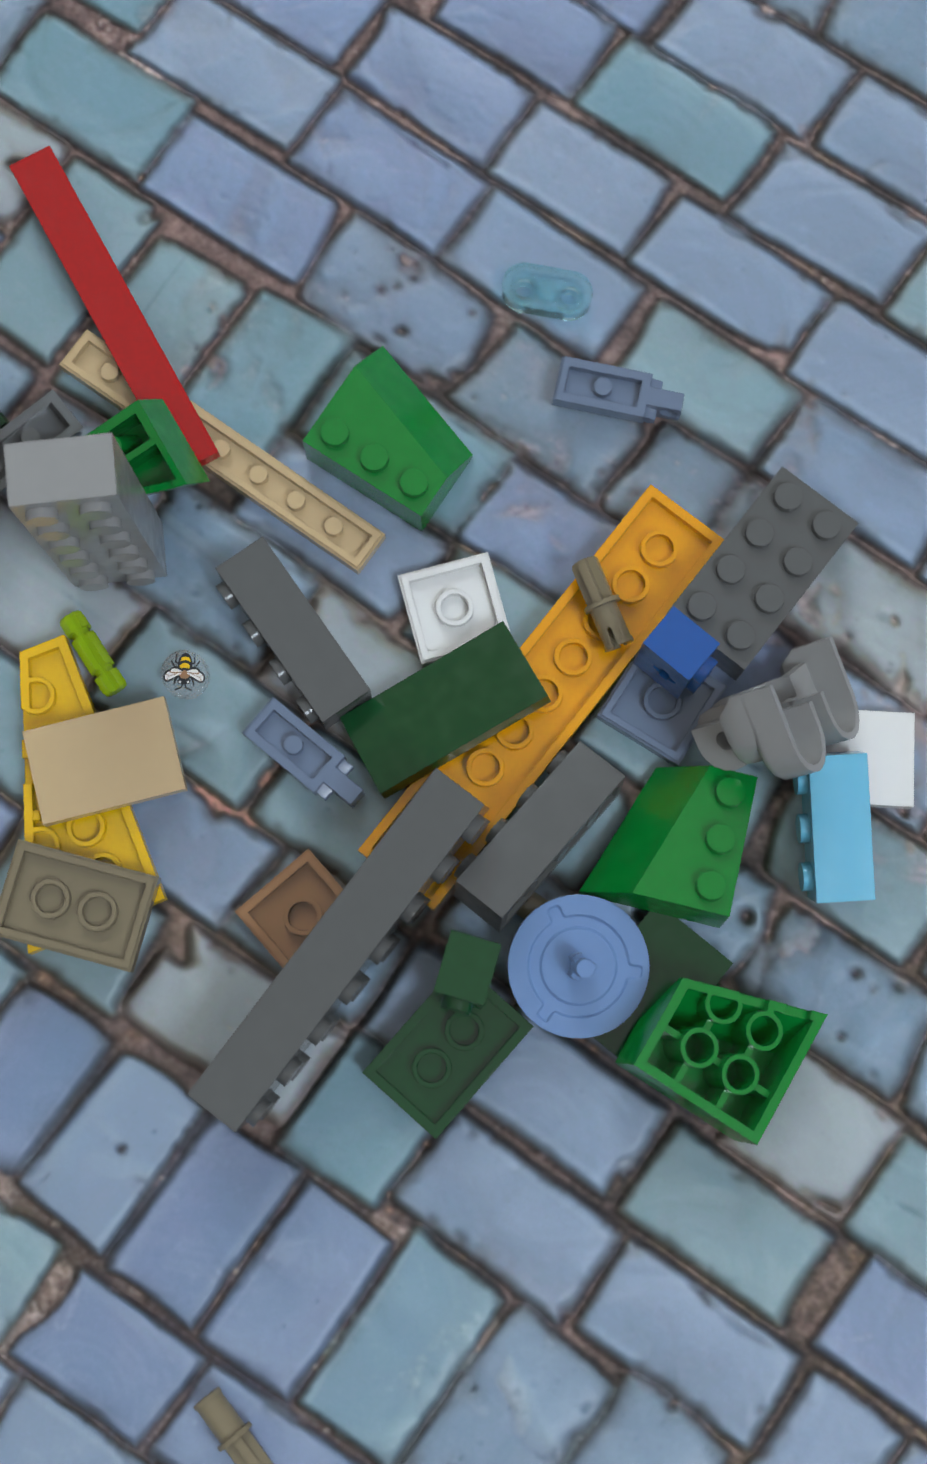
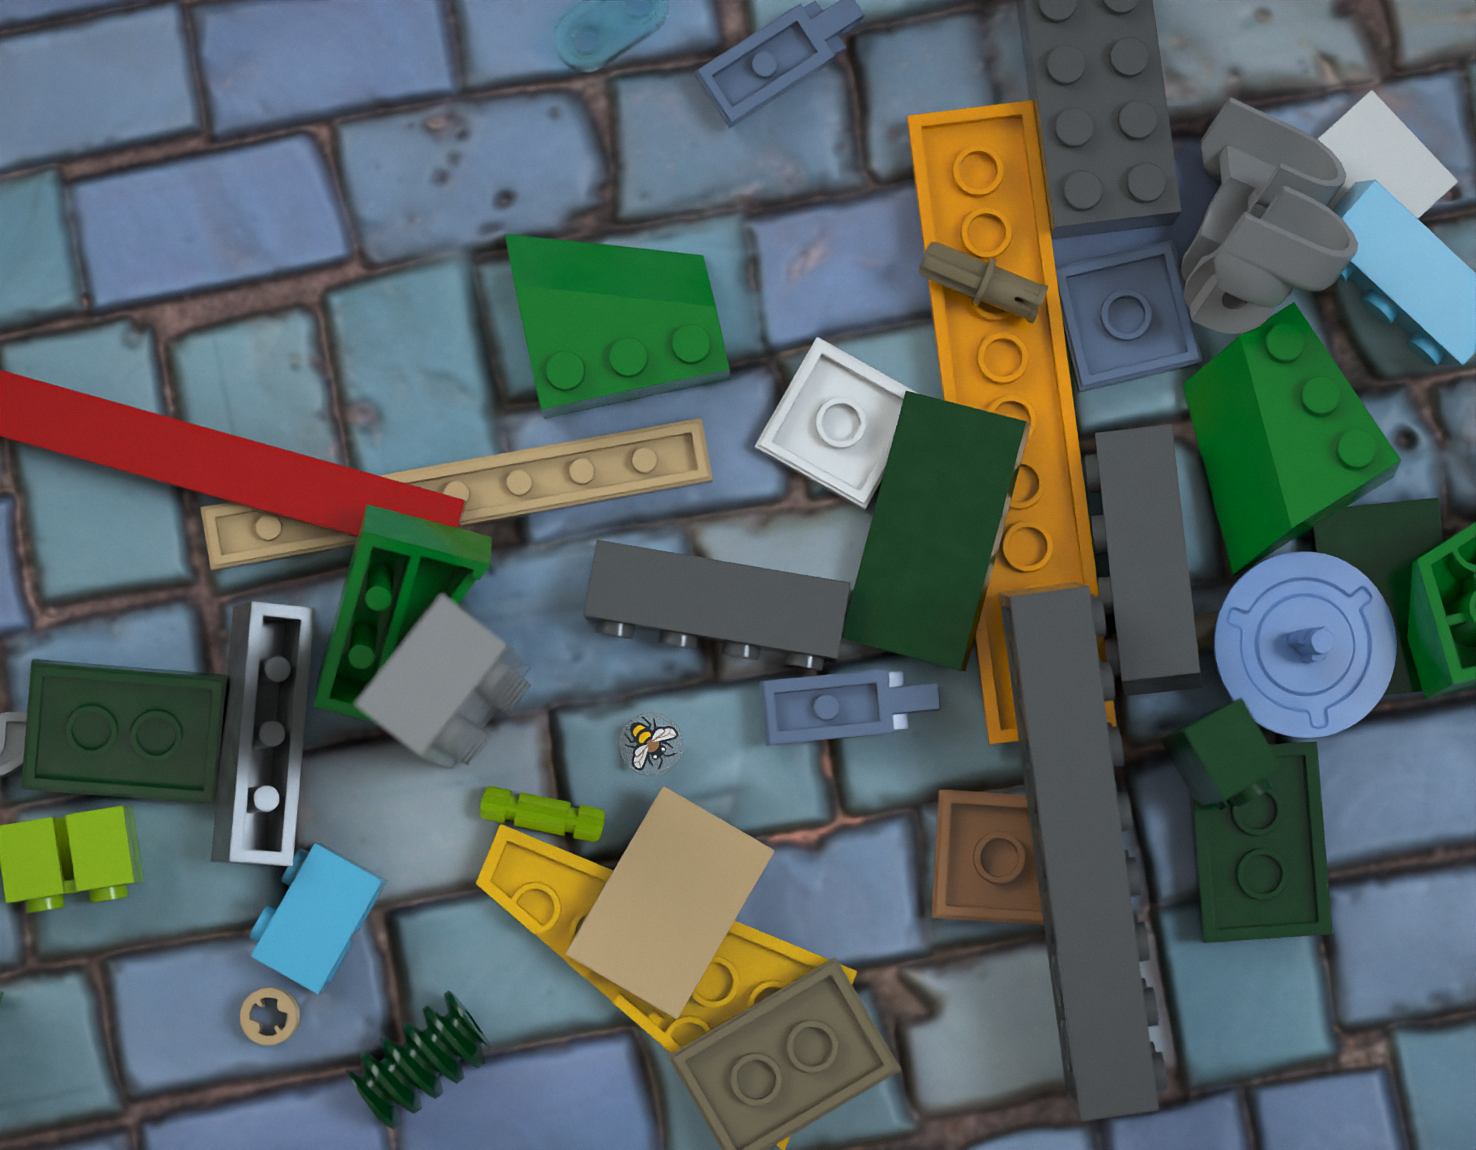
camera: 45 degrees left, 5 degrees up
(677, 654) = (1107, 260): blue brick -> none

